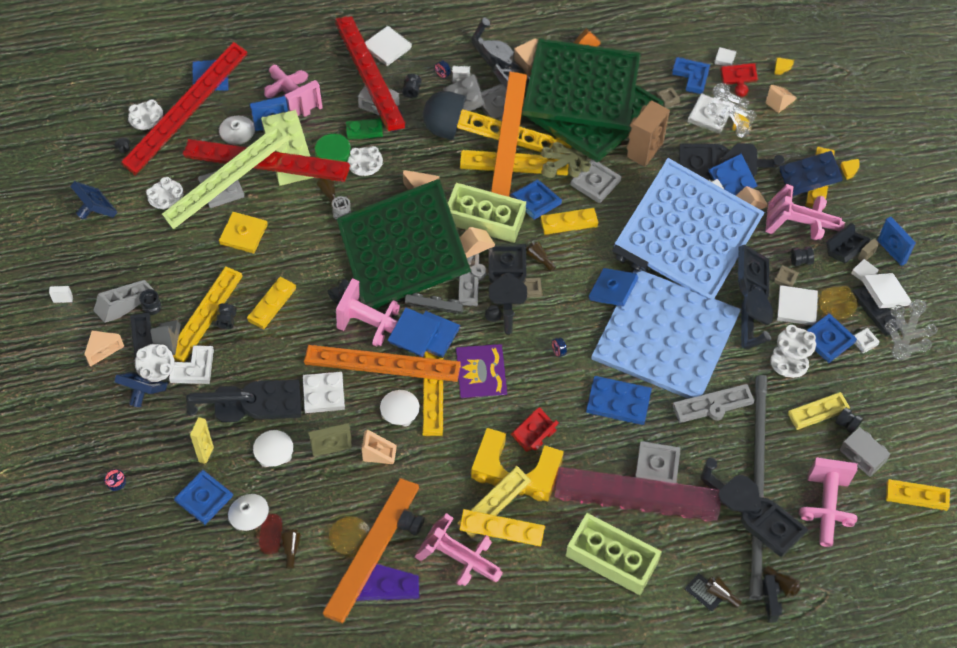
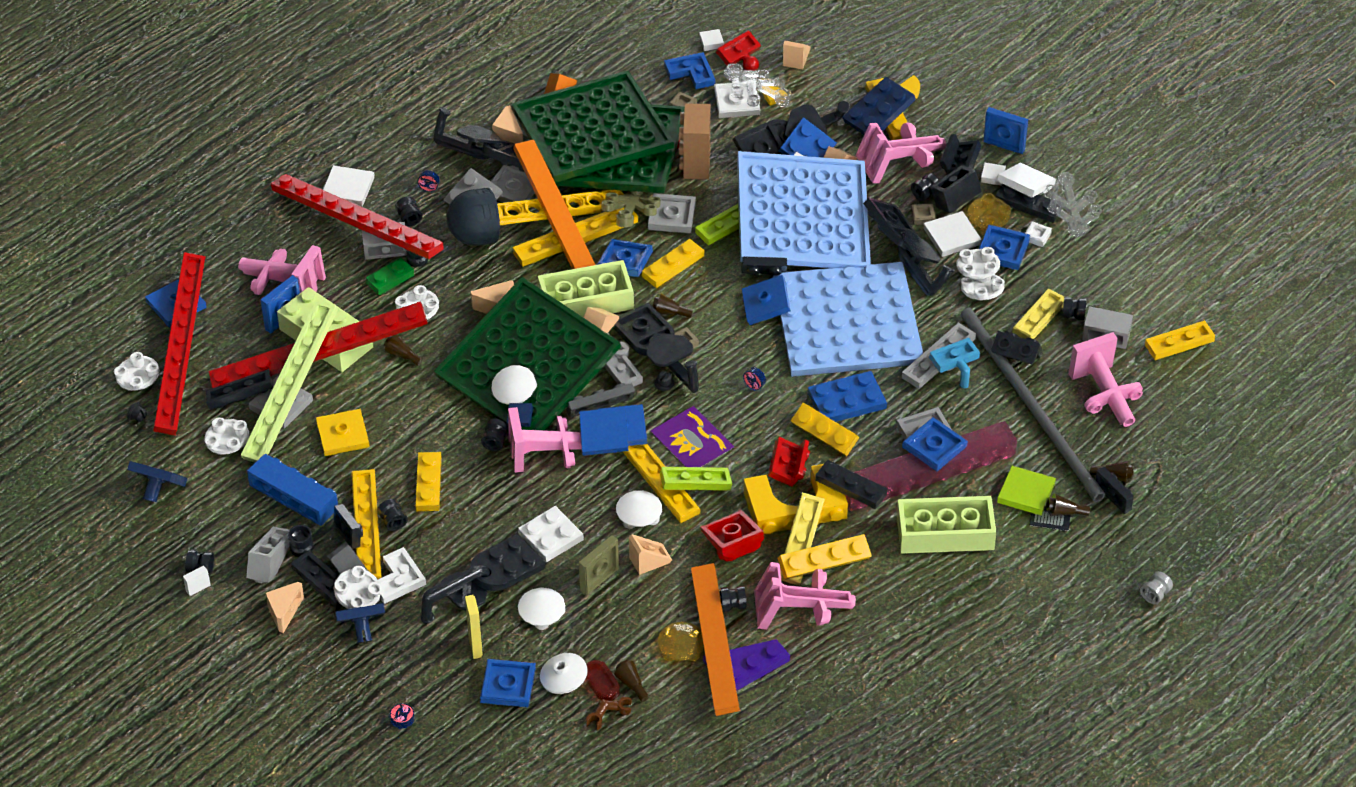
camera: 30 degrees left, 10 degrees down
(74, 281) = (196, 560): none -> black wheel
(175, 259) = (292, 489): none -> blue brick
(186, 314) = (347, 526): none -> black plate
(196, 163) = (239, 389): none -> black plate
(236, 130) = (249, 341): white dish -> none
(255, 556) = (604, 705): none -> reddish brown arm
(333, 147) = (372, 305): green tile -> none
(340, 206) = (430, 358): light grey wheel -> none
(367, 285) = (525, 413): none -> dark blue tile
(377, 260) = (513, 384): none -> white dish
(382, 363) = (589, 478): orange tile -> none
(448, 469) = (734, 535): none -> red slope
(454, 406) = (695, 478): none -> lime plate
(460, 73) = (451, 176): white tile -> none
(562, 479) = (851, 484): none -> black plate
(581, 418) = (824, 429): none -> yellow plate
(620, 208) = (719, 225): none -> lime plate
(650, 480) = (934, 444): none -> blue tile
(701, 558) = (1026, 490): none -> lime tile
(722, 413) = (954, 356): none -> dark azure plate
(758, 514) = (1051, 424): black plate -> none
(776, 431) = (1016, 348): none -> black bracket
(783, 65) = (774, 22): yellow tile -> none
(823, 270) = (956, 189): none -> black brick
(868, 250) = (984, 152): dark tan tile -> none

